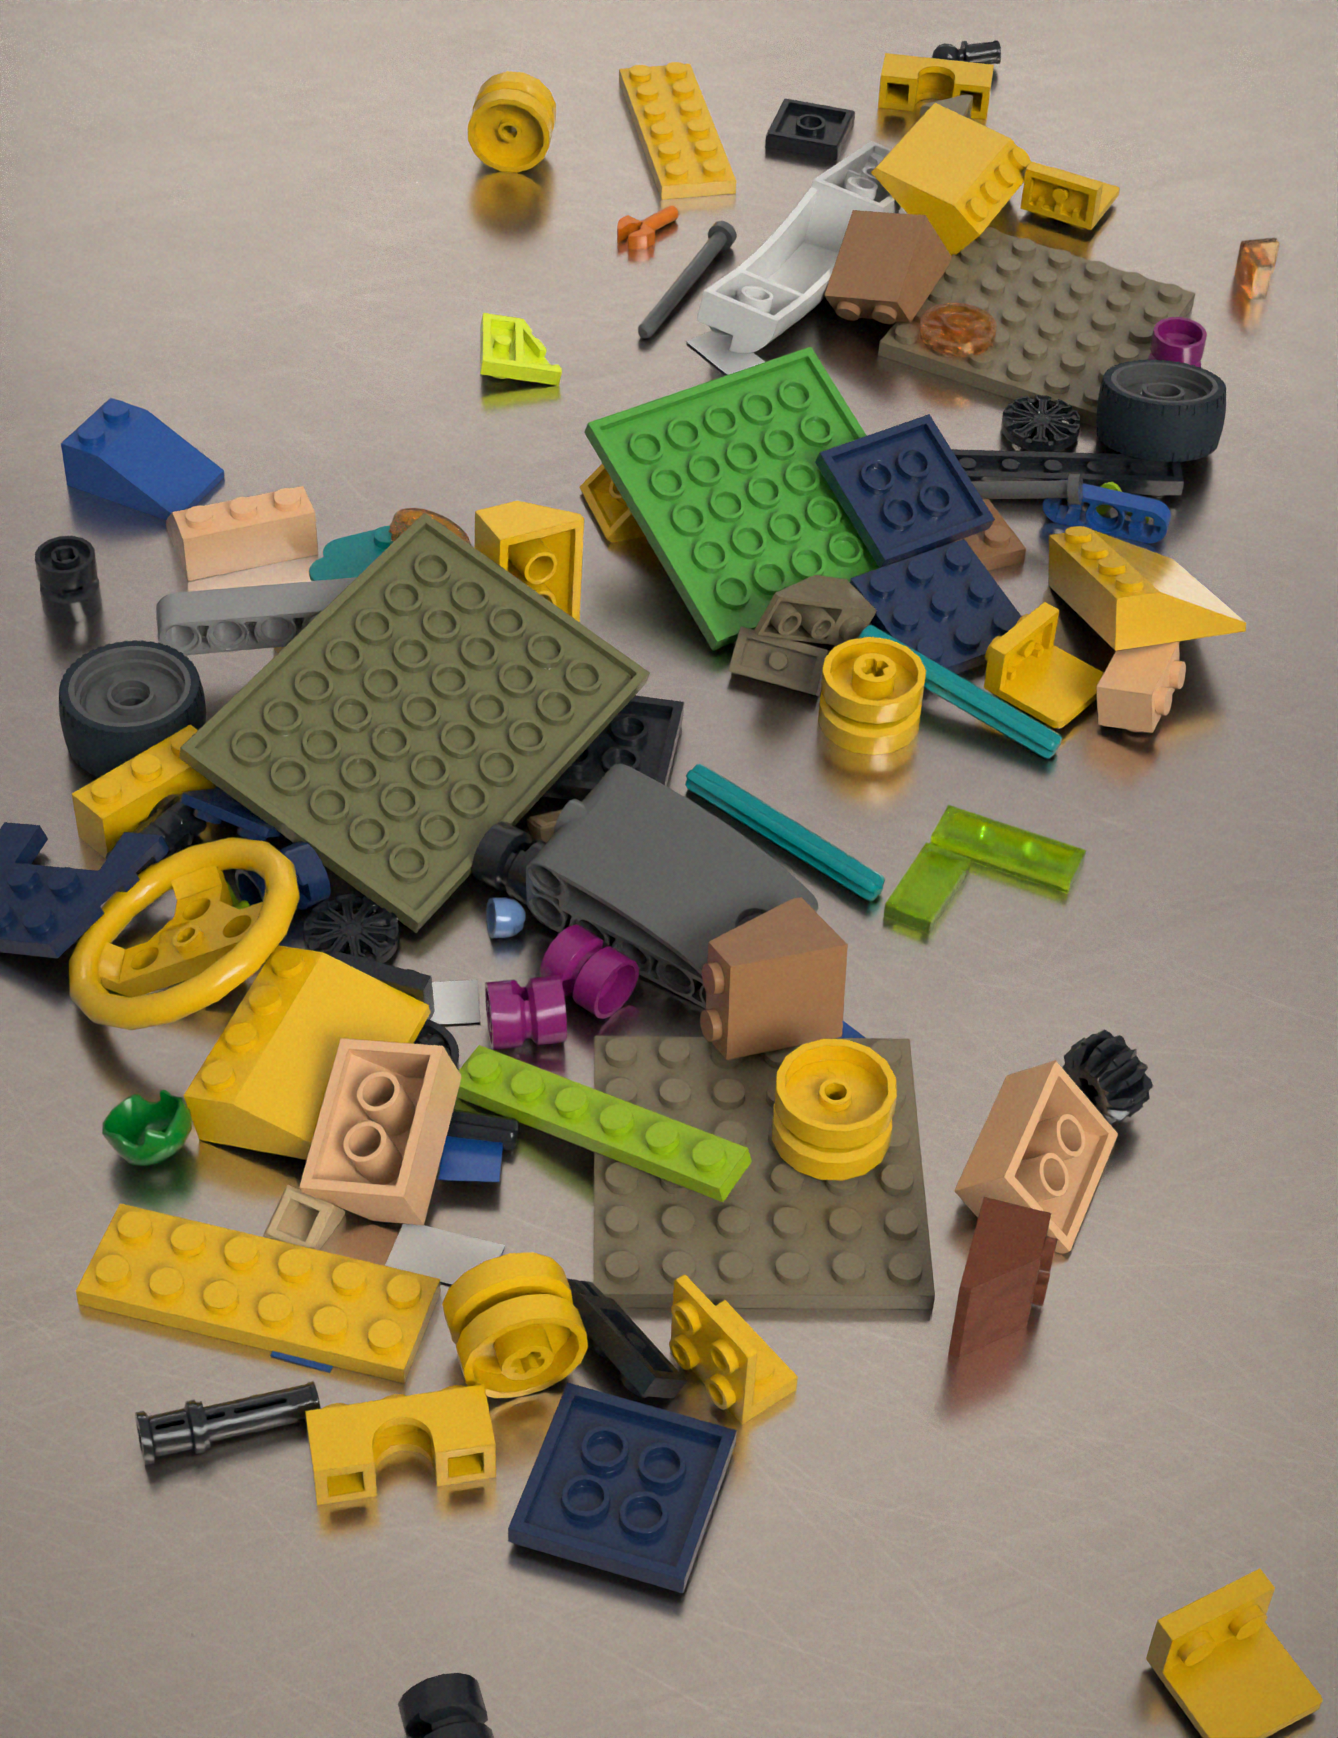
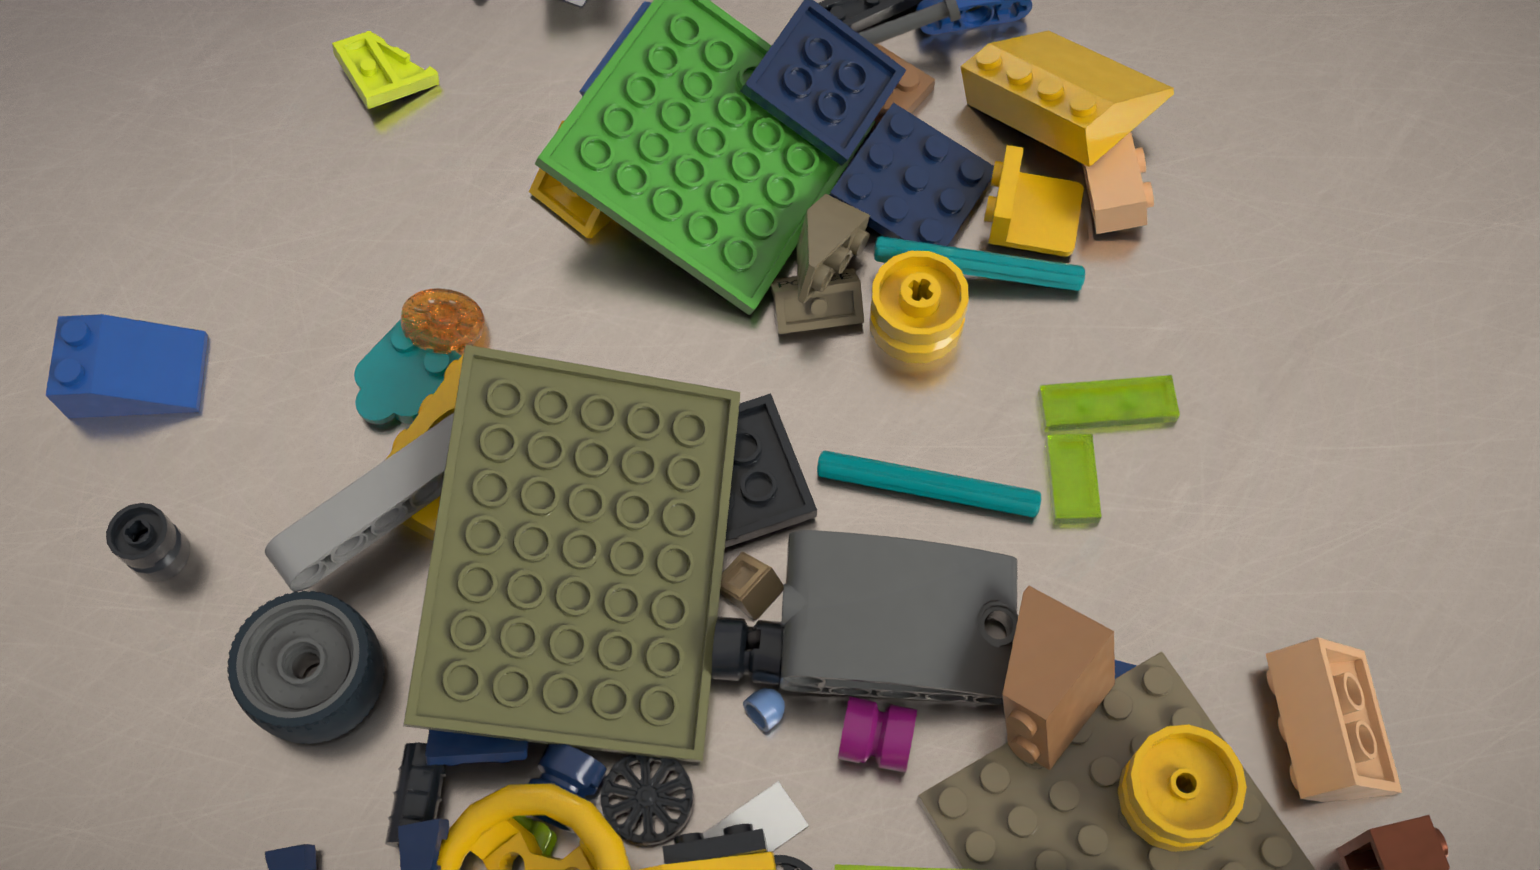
camera: 25 degrees left, 20 degrees up
(130, 792) = (364, 773): yellow arch -> none
(244, 533) = (270, 397): light nougat slope -> none
(525, 1012) = (871, 806): magenta wheel -> none
(537, 547) = (571, 322): yellow slope -> none
(1109, 1075) = (1342, 613): black gear -> none

